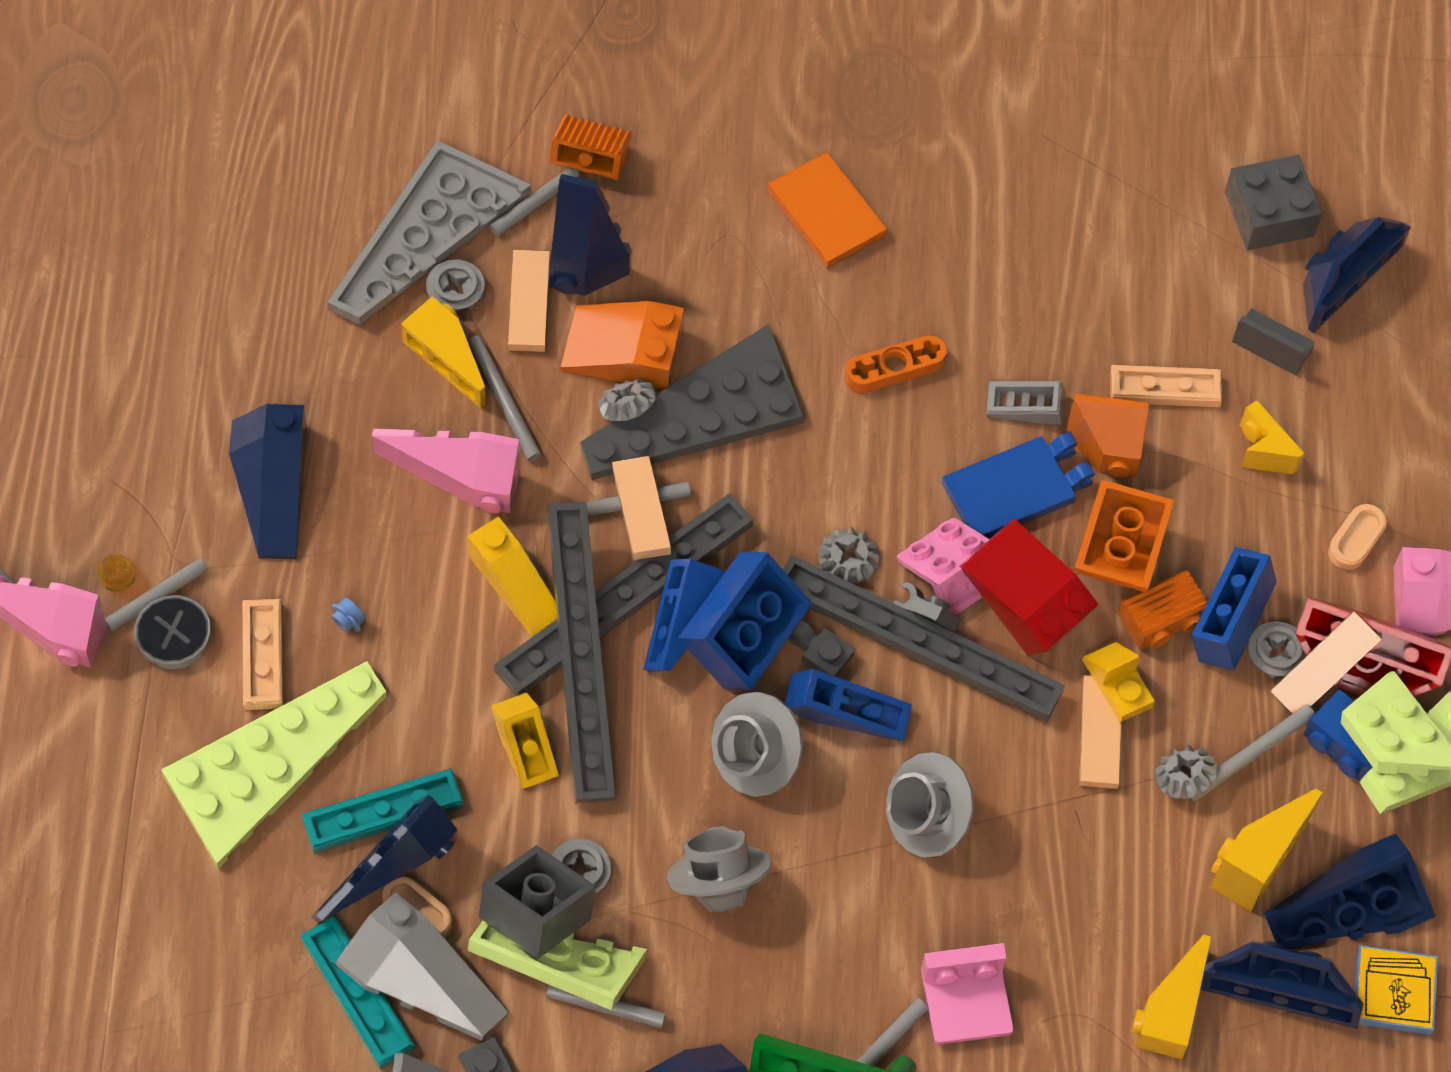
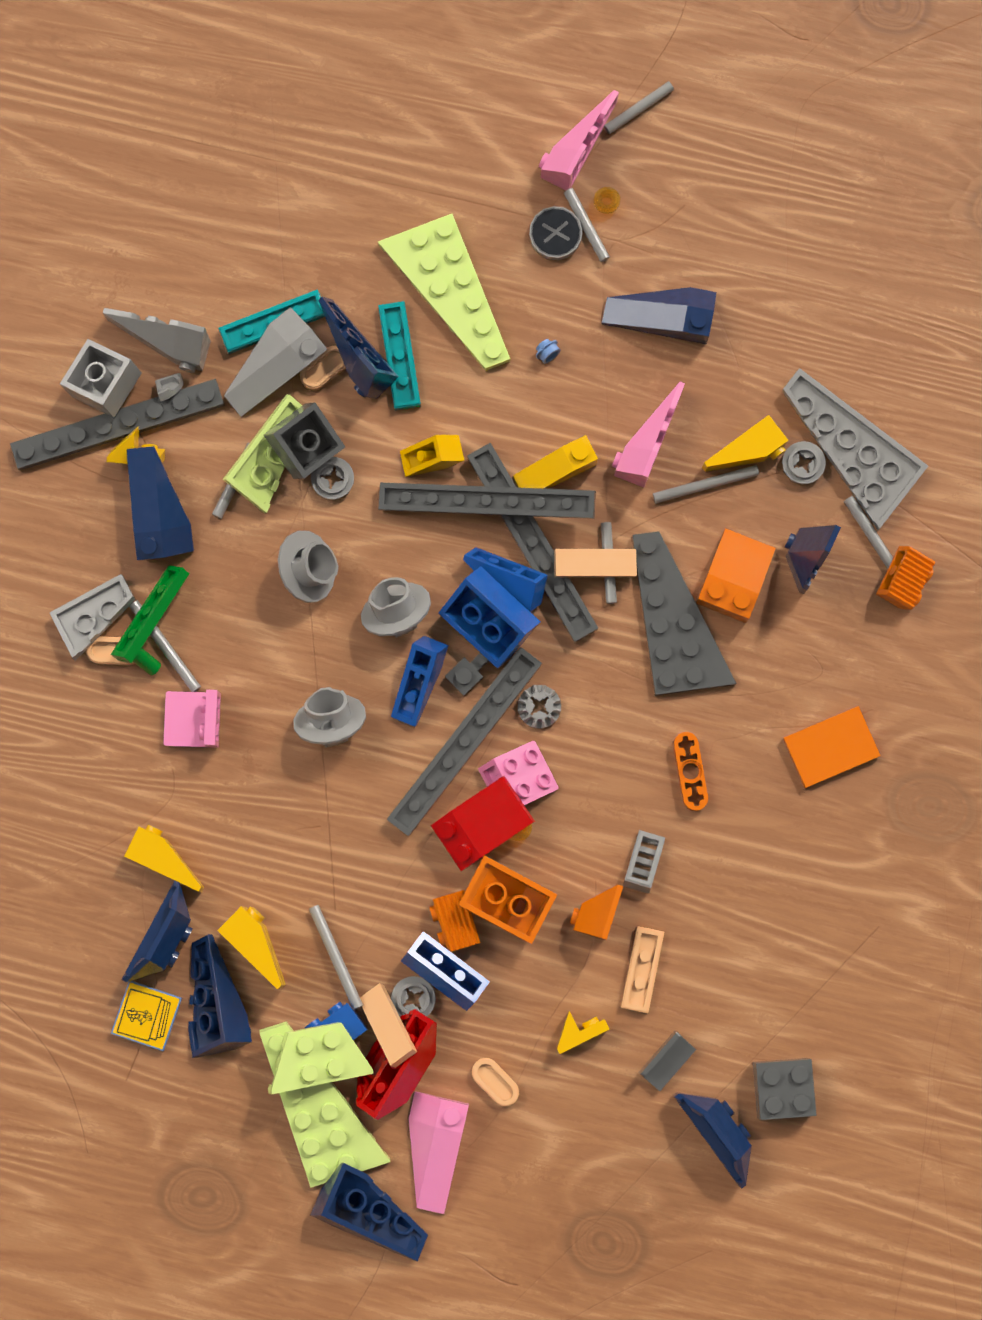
camera: 105 degrees right, 20 degrees up
(262, 654) = (529, 291): light nougat tile -> none
(528, 300) = (782, 513): light nougat tile -> none
(627, 400) = (676, 567): light grey gear -> none
(934, 609) = (479, 751): plate -> none
(1017, 484) = (575, 837): blue tile -> none
(1098, 739) = (372, 856): light nougat tile -> none
(1119, 681) = (405, 875): yellow slope -> none
(1176, 783) = (322, 916): light grey gear -> none

